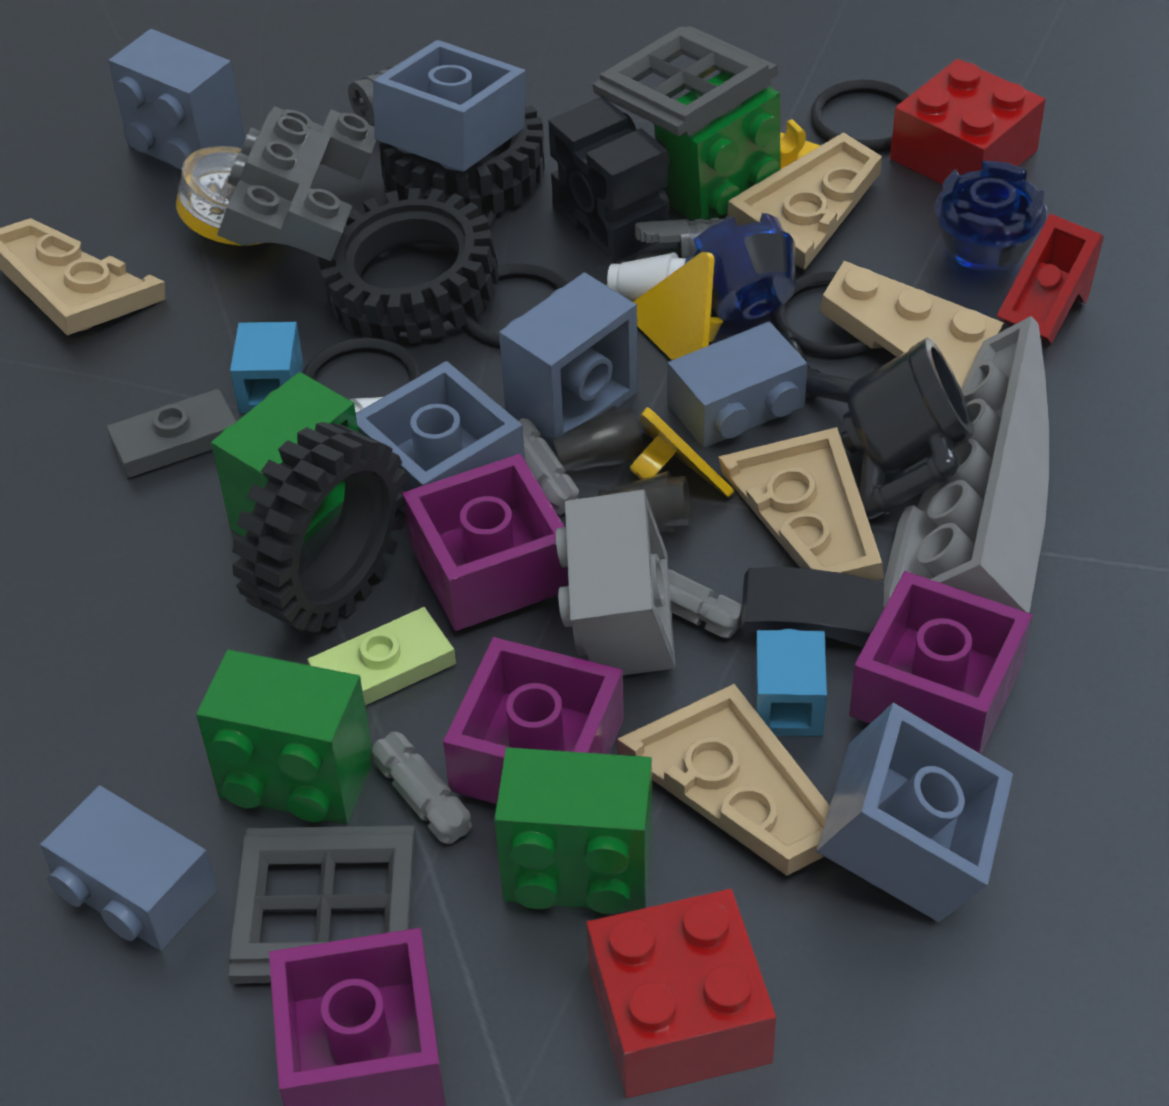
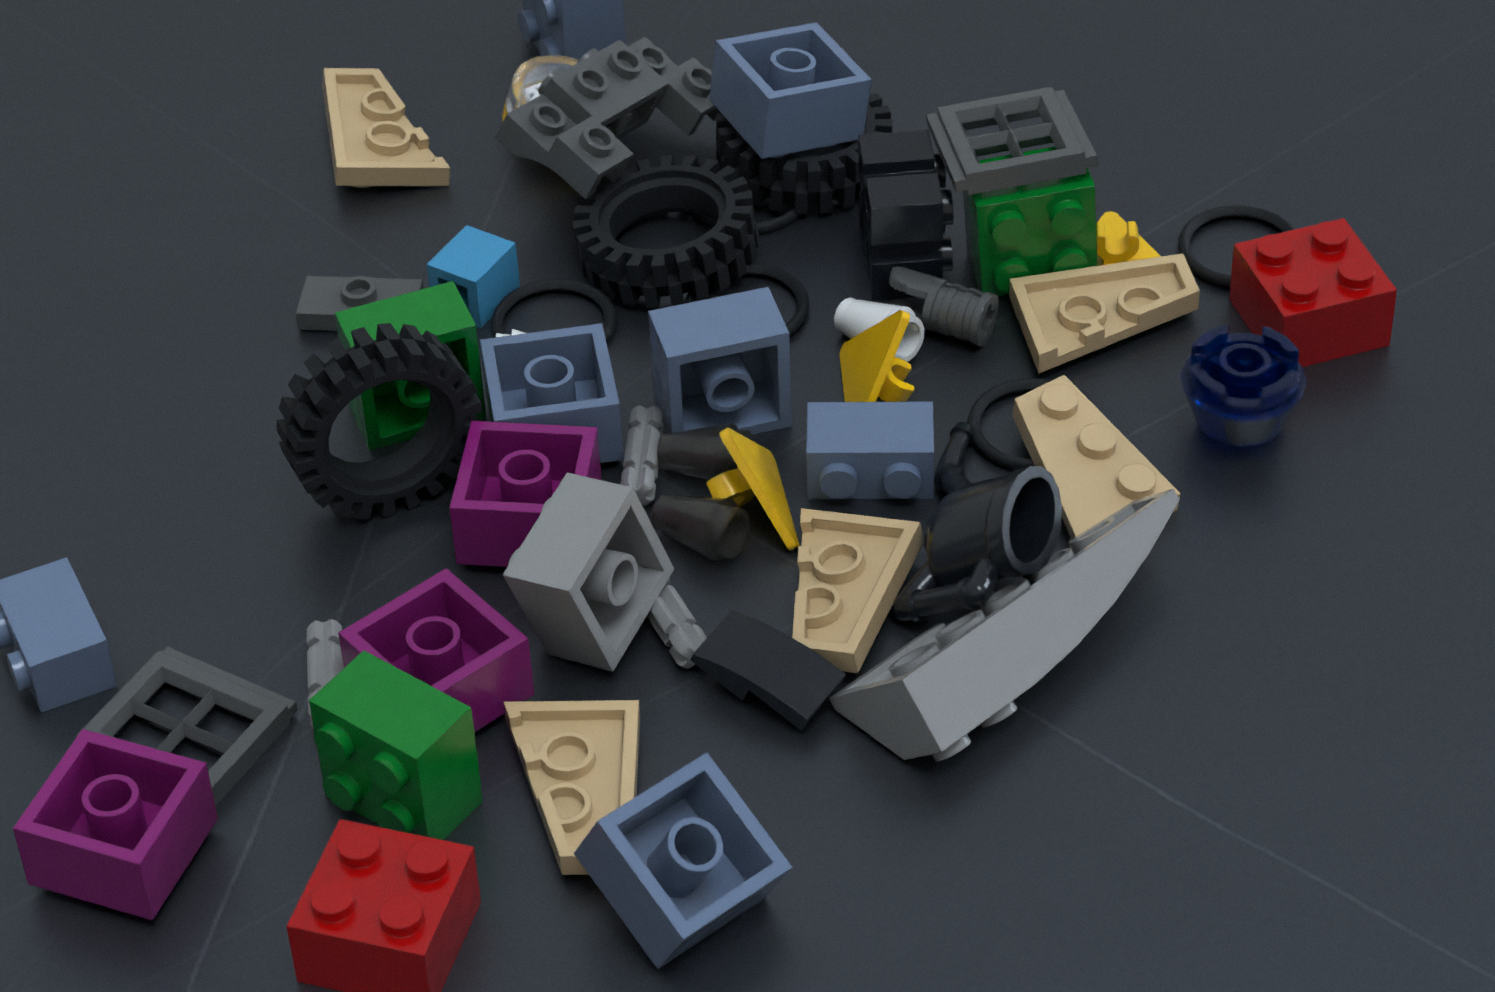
camera: 30 degrees right, 5 degrees down
(286, 736) = (232, 582): green brick -> none
(391, 655) = (374, 562): yellowish green plate -> none
(750, 267) = (958, 345): clear blue cone -> none
(791, 681) = (688, 717): dark azure brick -> none
(941, 659) = (822, 759): magenta brick -> none
(1053, 276) = (1259, 460): red slope -> none

